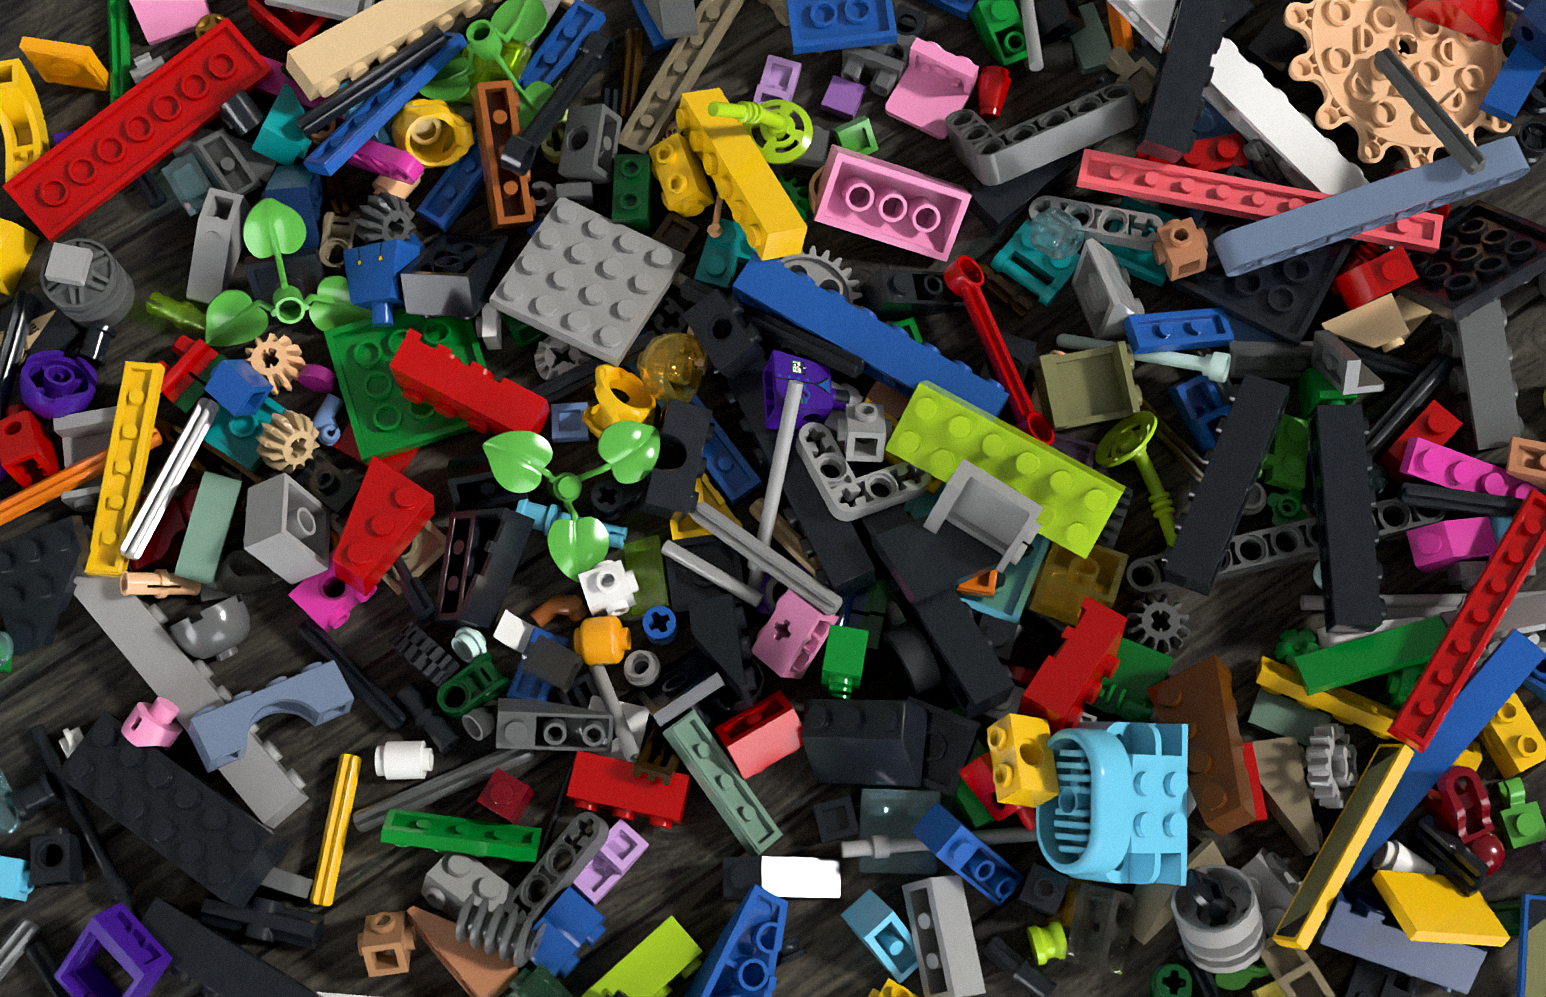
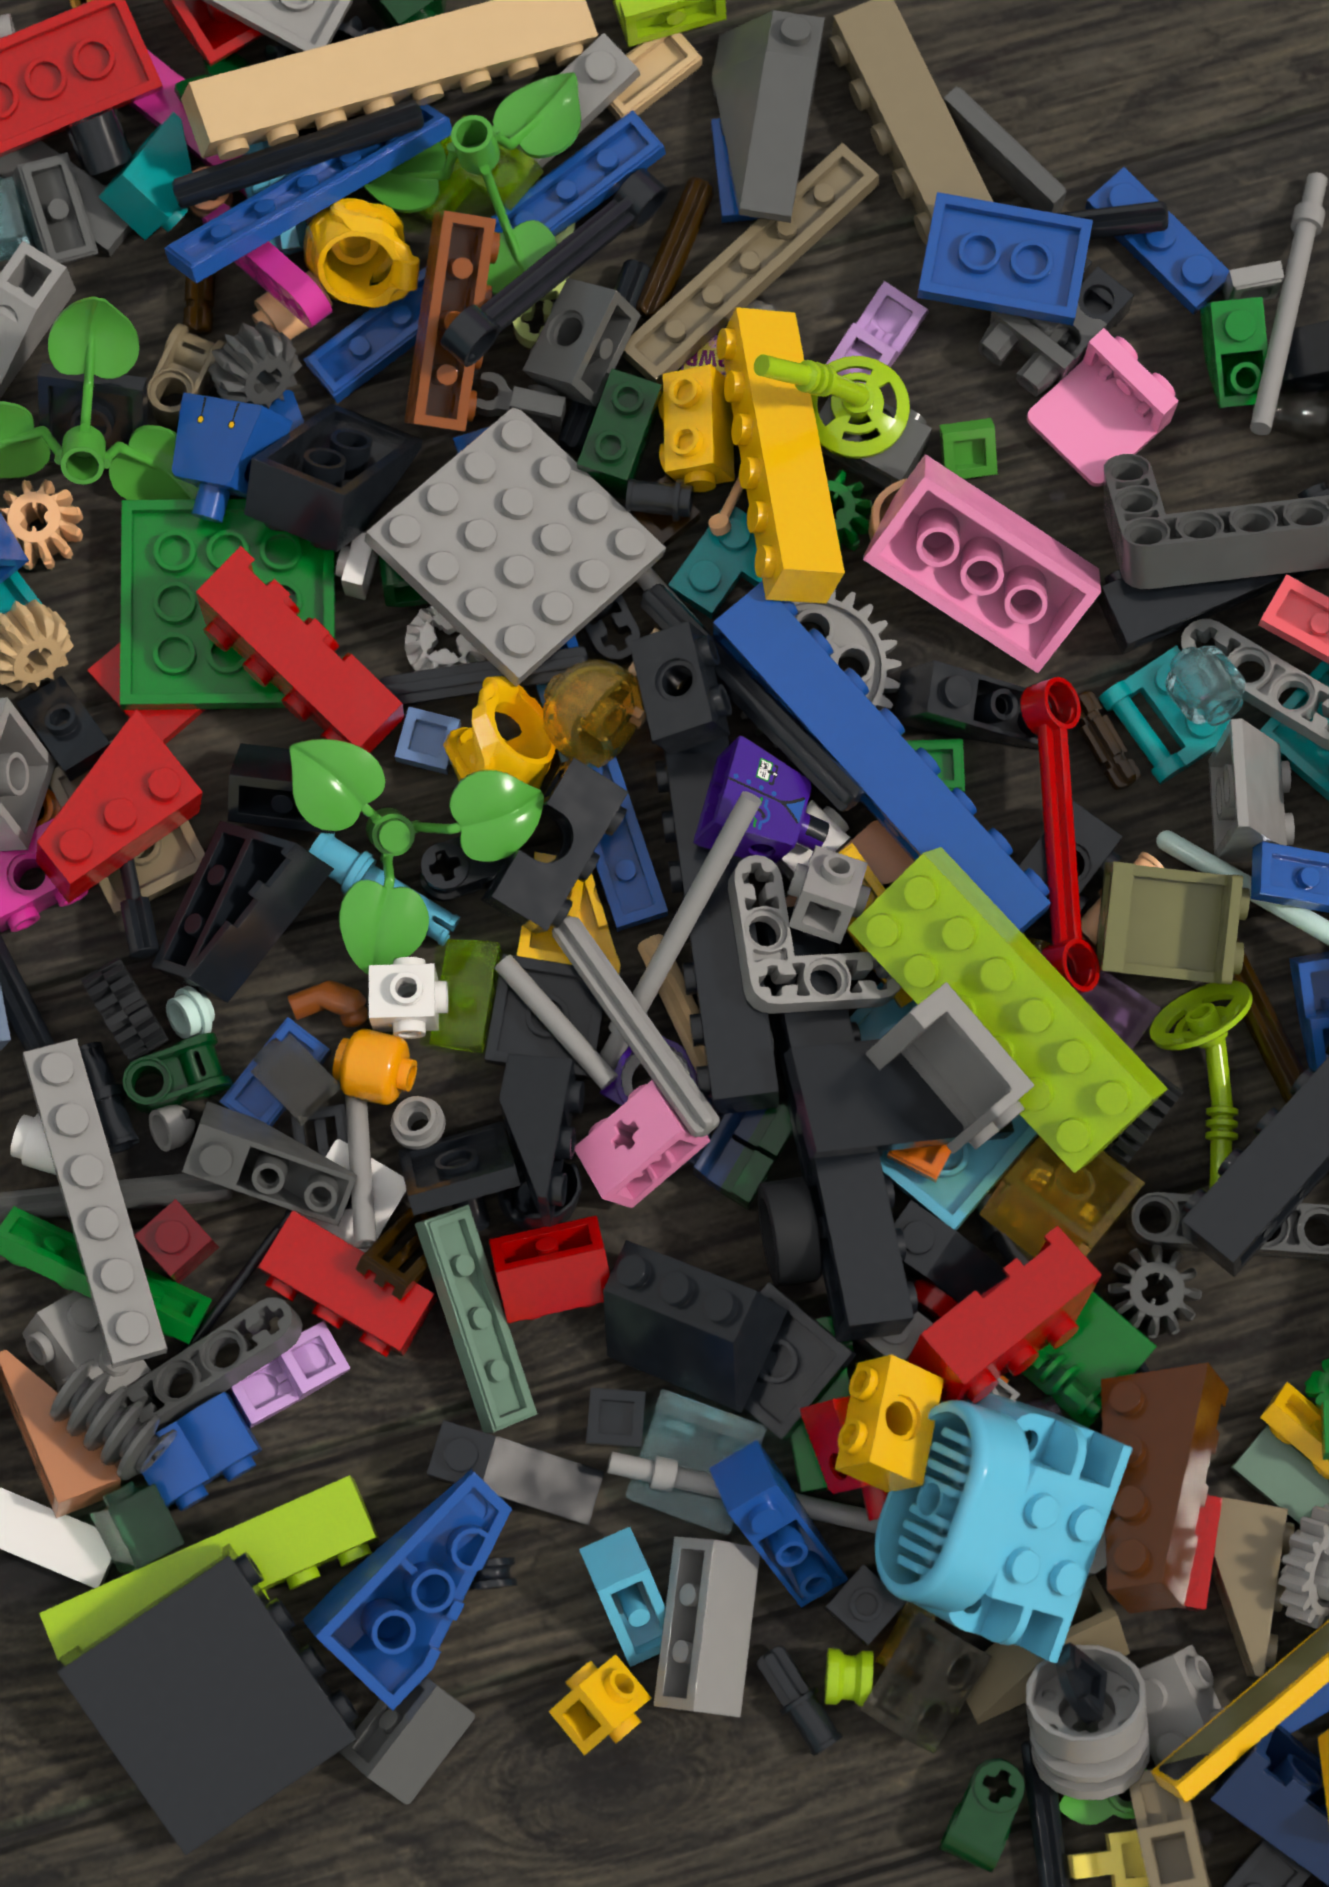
camera: 15 degrees right, 5 degrees up
(303, 193) = (143, 289): dark blue brick -> none
(317, 378) = (93, 564): magenta tile -> none
(326, 422) = (86, 630): medium blue arm -> none
(443, 788) = (94, 1203): none -> light grey plate
(513, 632) = (257, 1015): white sticker -> none
(667, 617) = (446, 1065): blue bush -> none
(671, 224) = (660, 498): none -> black pin
(843, 98) = (972, 379): medium lavender tile -> none
(844, 662) = (694, 1208): green arch -> none
(992, 91) = (1191, 438): red cone -> none

